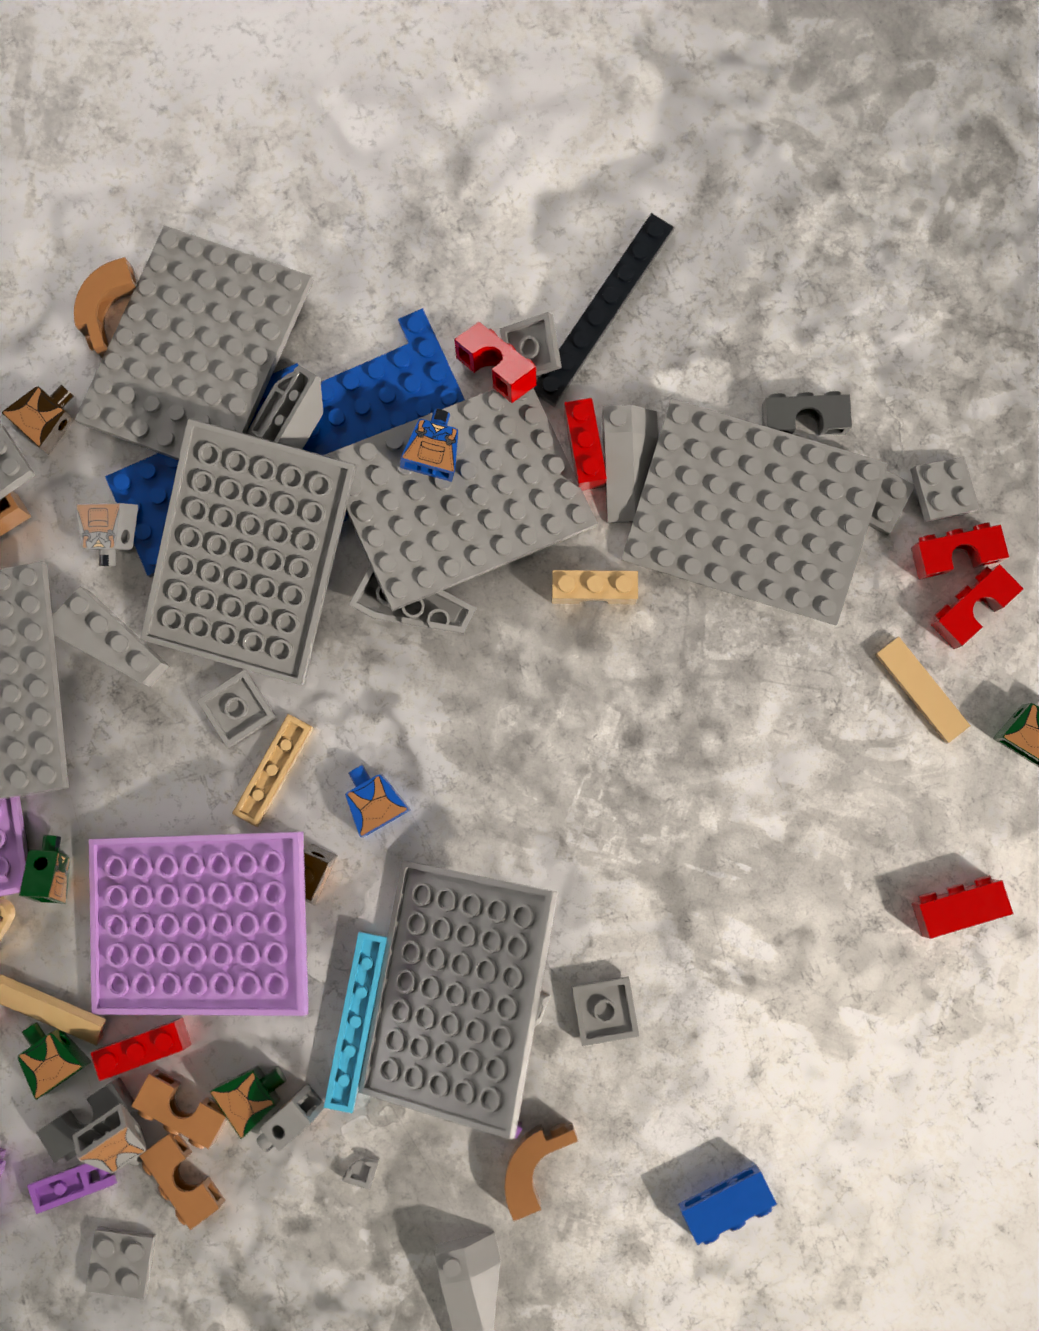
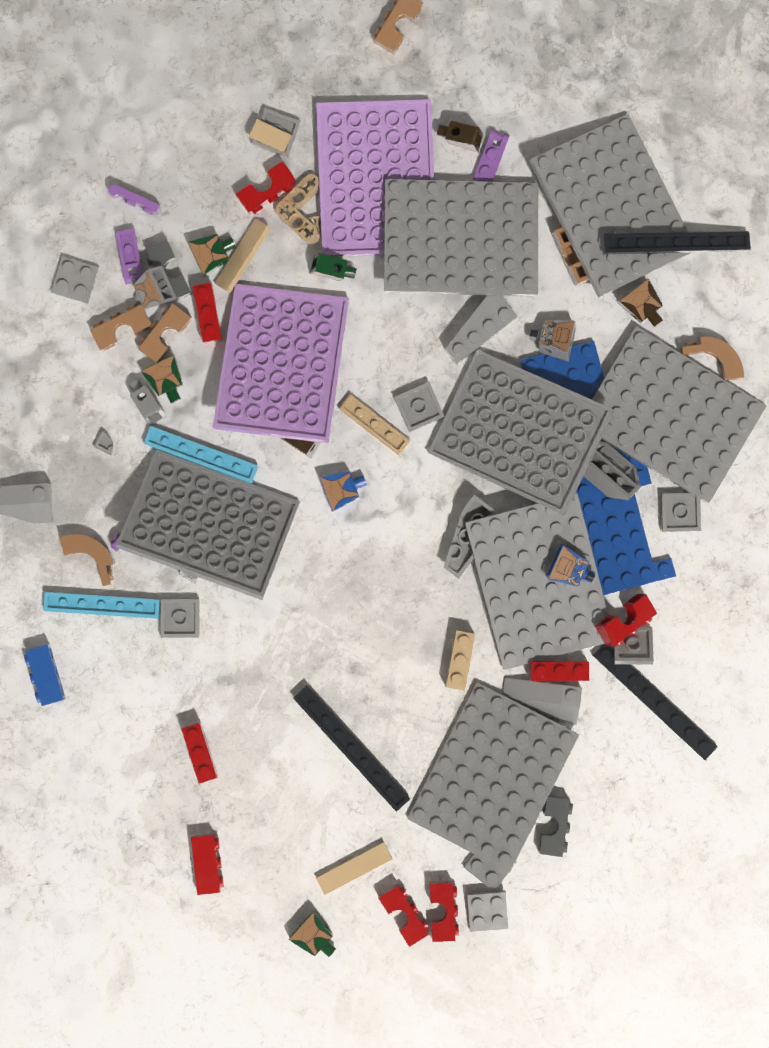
camera: 90 degrees right, 5 degrees up
(332, 316) = (680, 512): none -> light grey plate
(606, 1136) = (101, 605): none -> medium azure plate
(749, 723) = (351, 748): none -> black plate
(800, 946) = (199, 752): none -> red brick

